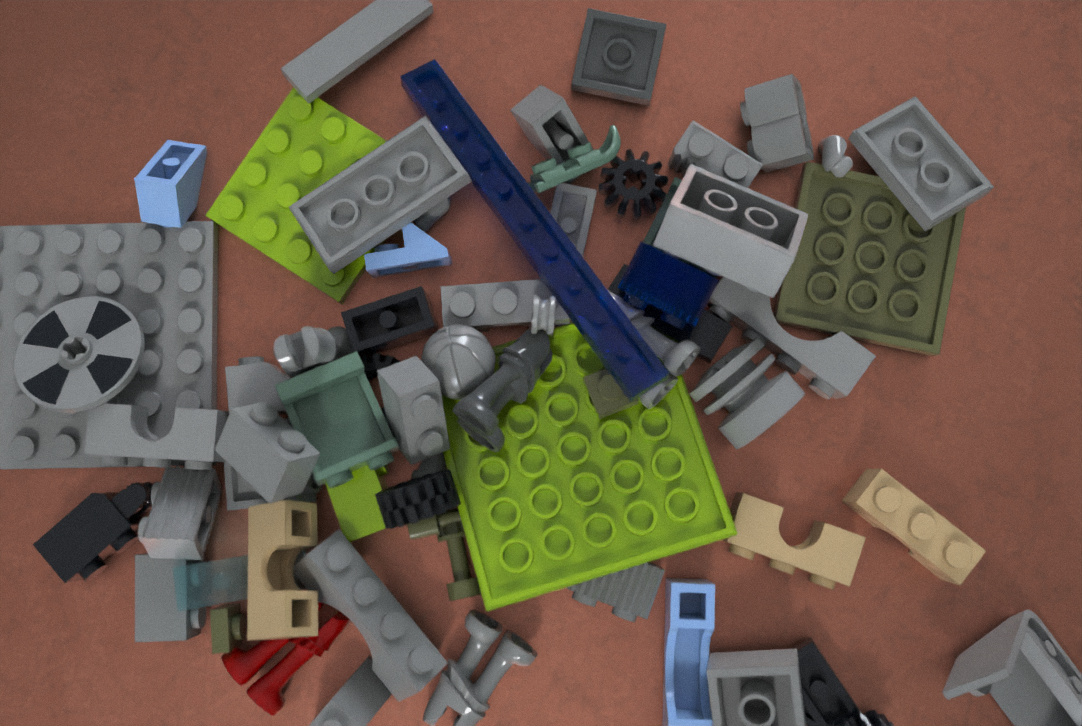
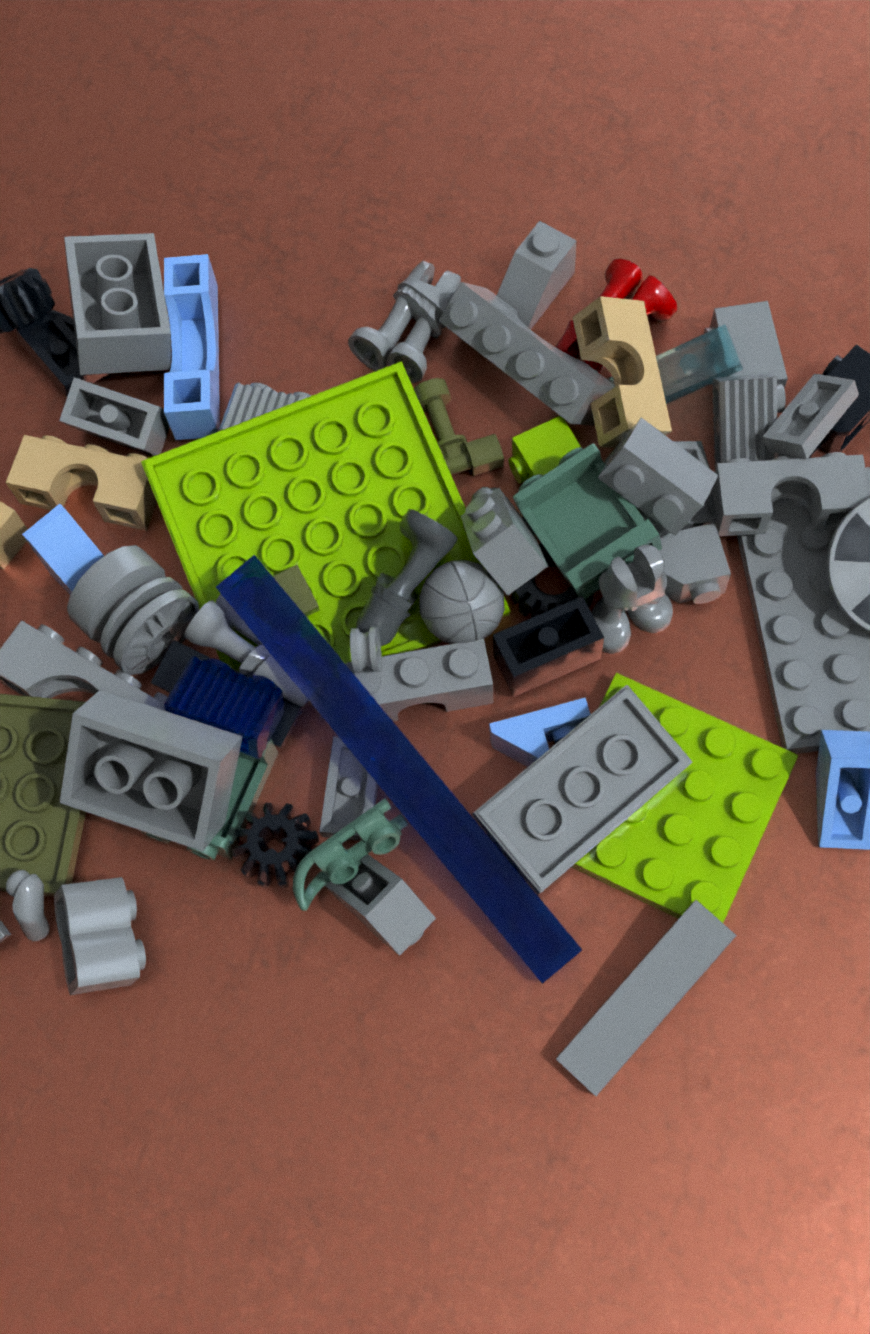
camera: 175 degrees right, 15 degrees down
(120, 501) = (810, 415): none -> light grey plate
(227, 628) = (676, 326): olive plate -> none
(417, 499) = (486, 454): black tyre -> none
(618, 56) = (303, 1012): dark grey plate -> none
(713, 154) = (176, 877): light grey brick -> none
(763, 597) = (115, 417): none -> light grey brick
(801, 452) = (62, 547): none -> light blue slope

